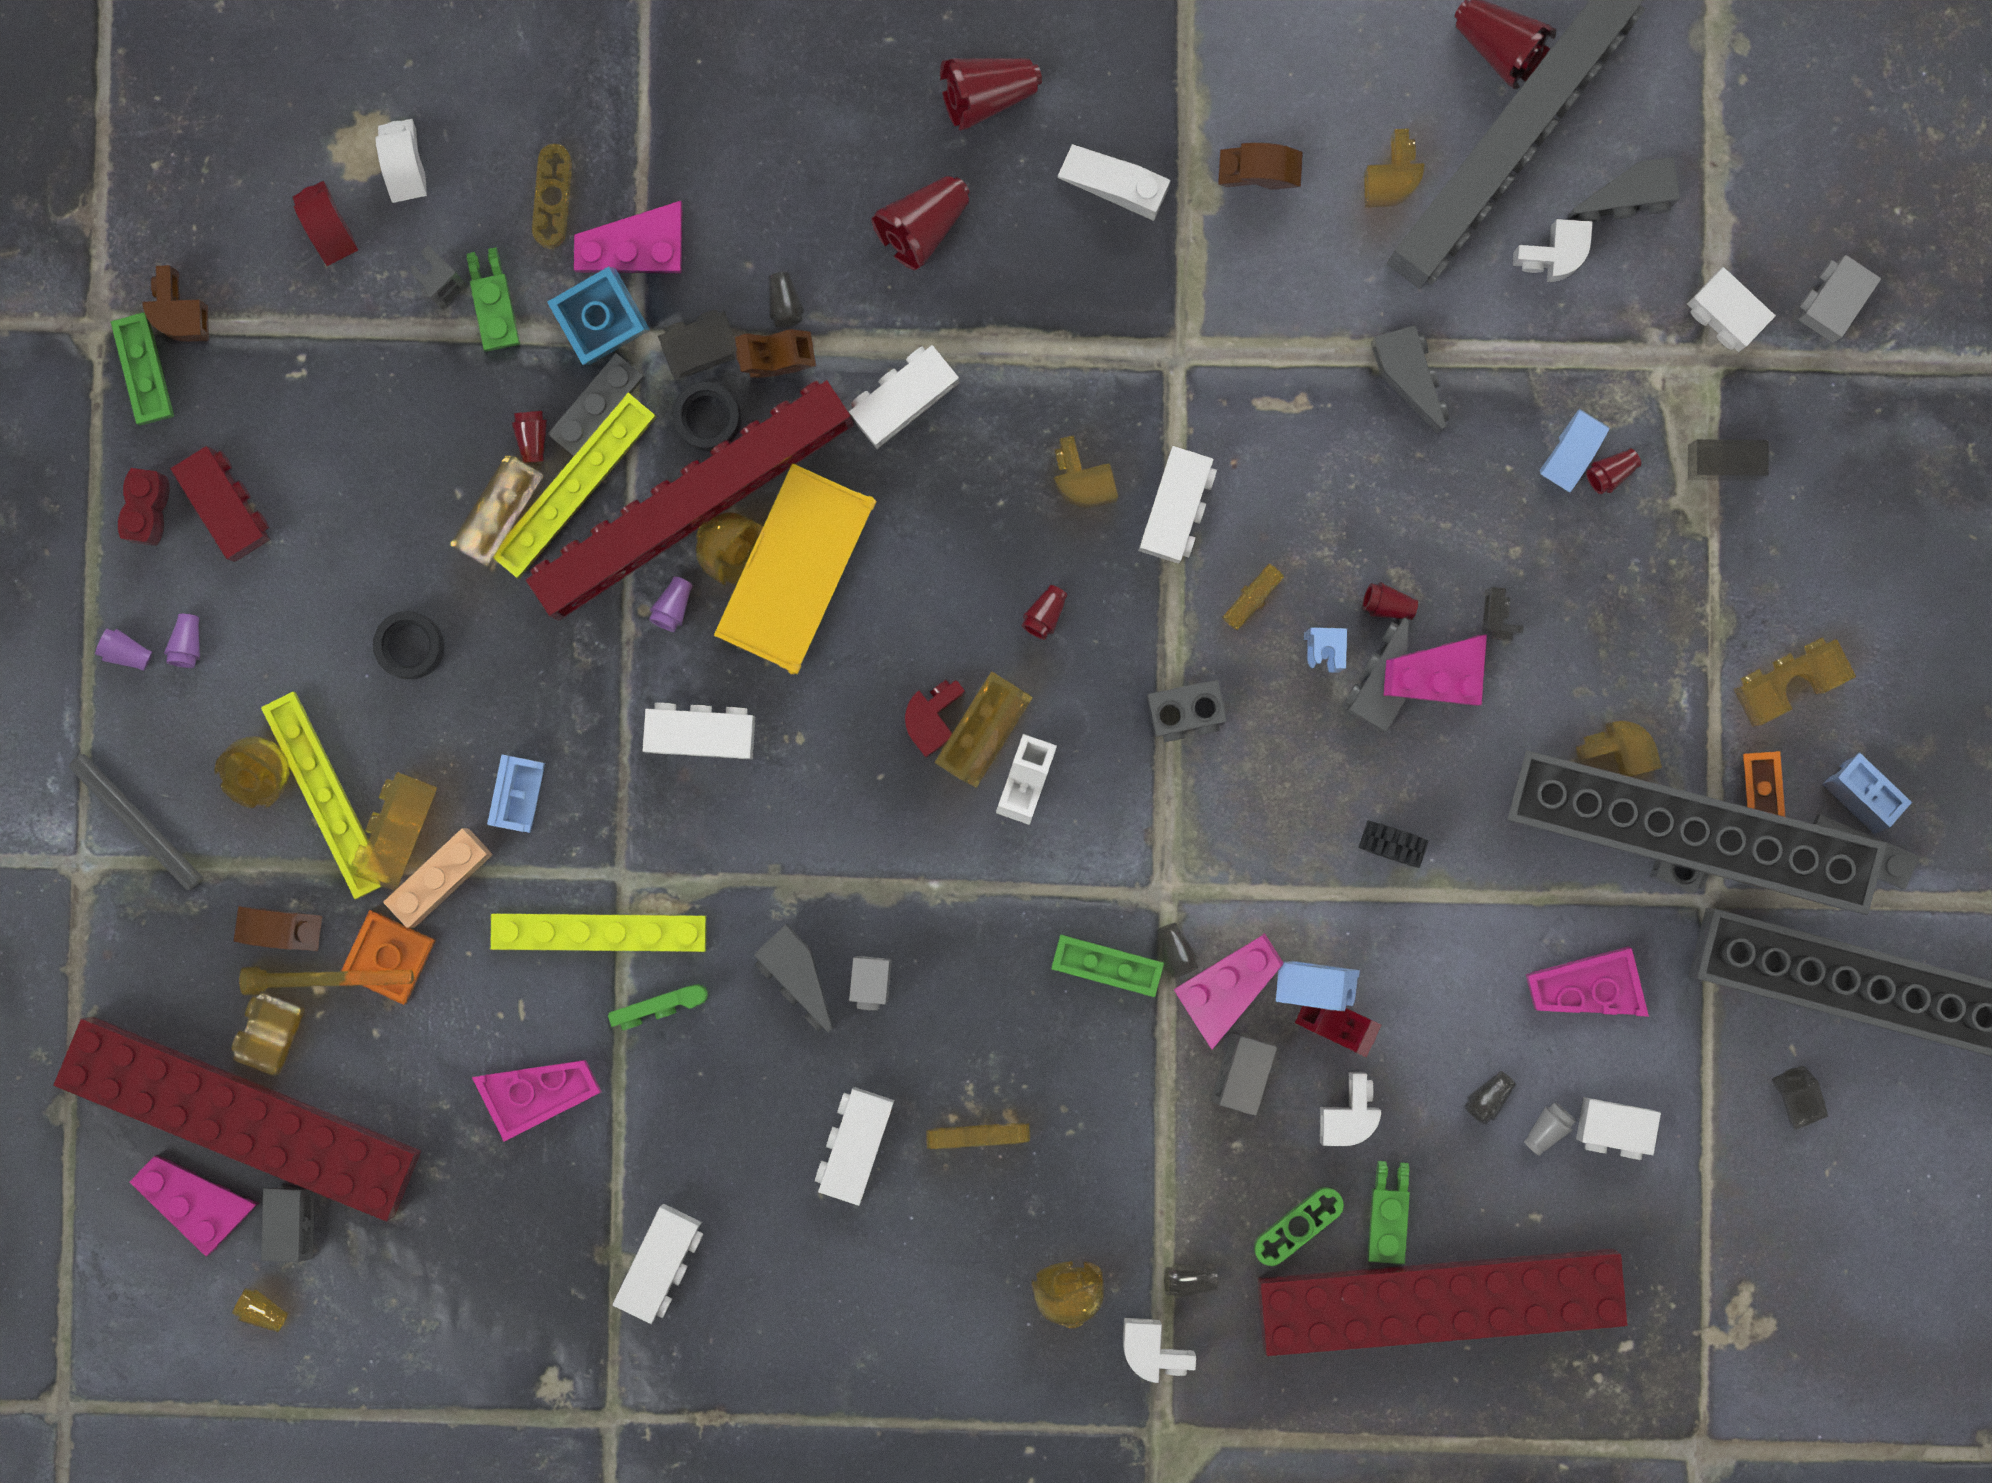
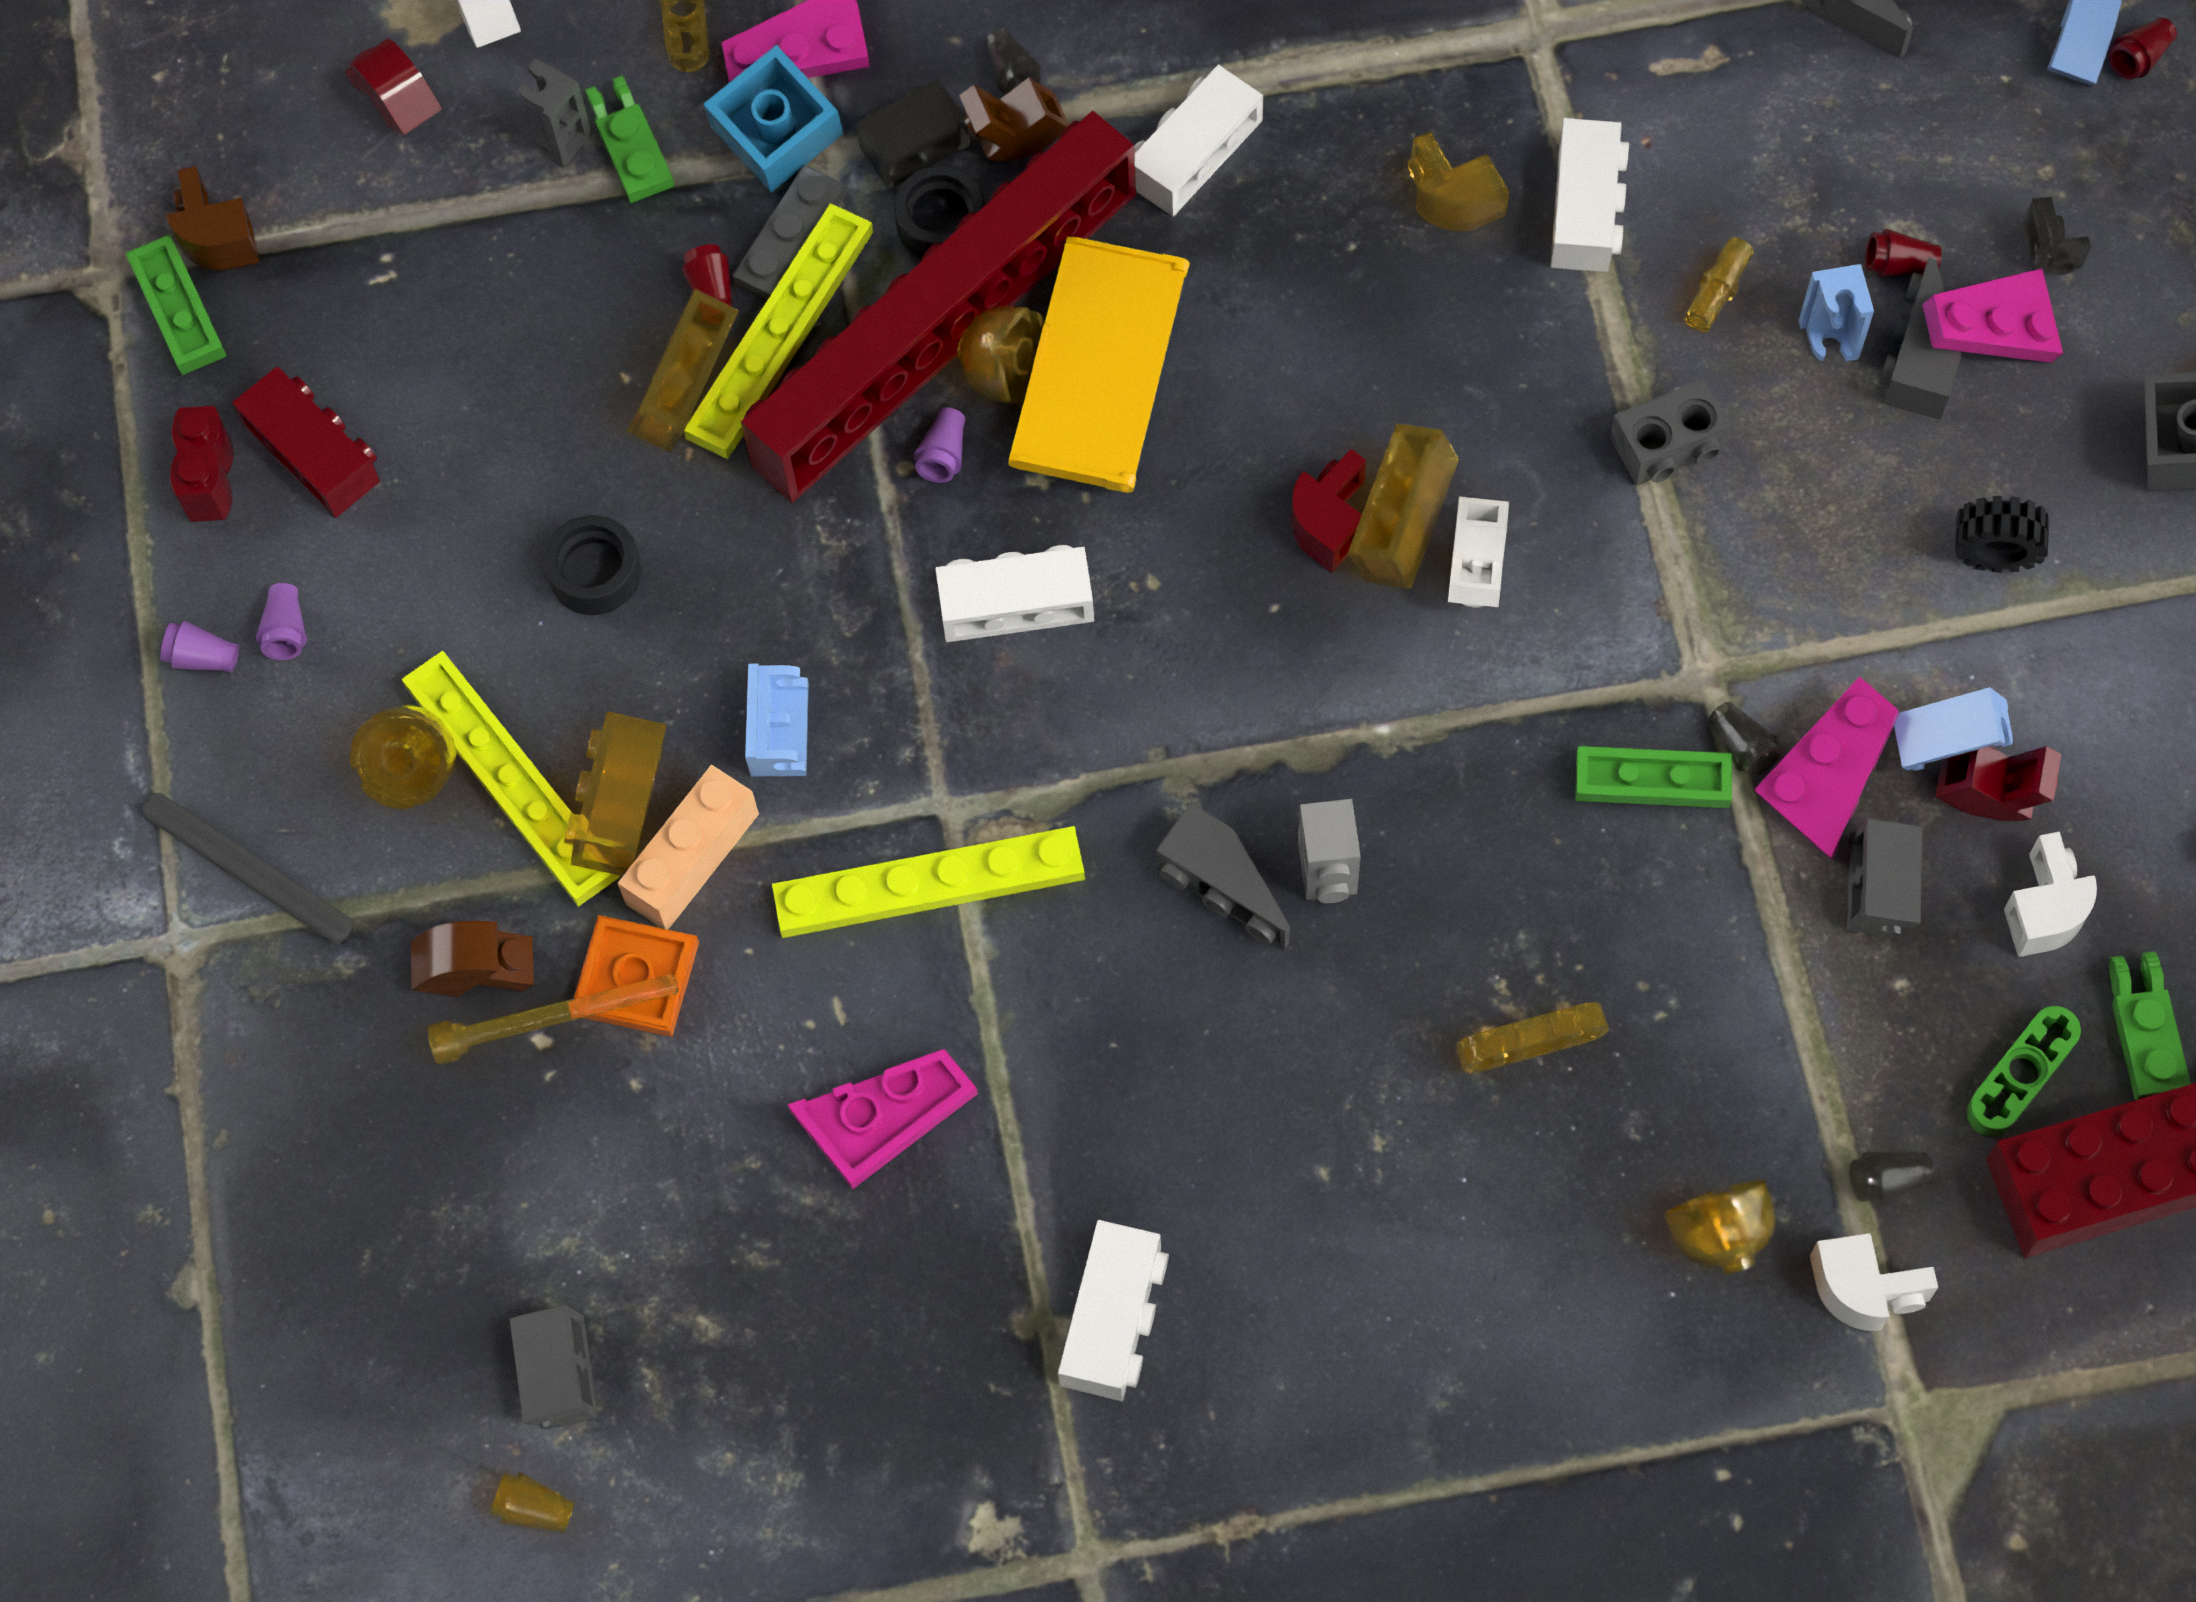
camera: 10 degrees left, 20 degrees down
(192, 1204) = (408, 1372): dark pink wing -> none
(237, 1118) = (456, 1230): dark red brick -> none
(268, 1033) = (481, 1106): clear yellow brick -> none
(661, 1006) = (1035, 955): bright green hinge -> none
(854, 1145) = (1358, 1086): white brick -> none
(1045, 613) = (1447, 358): dark red cone -> none

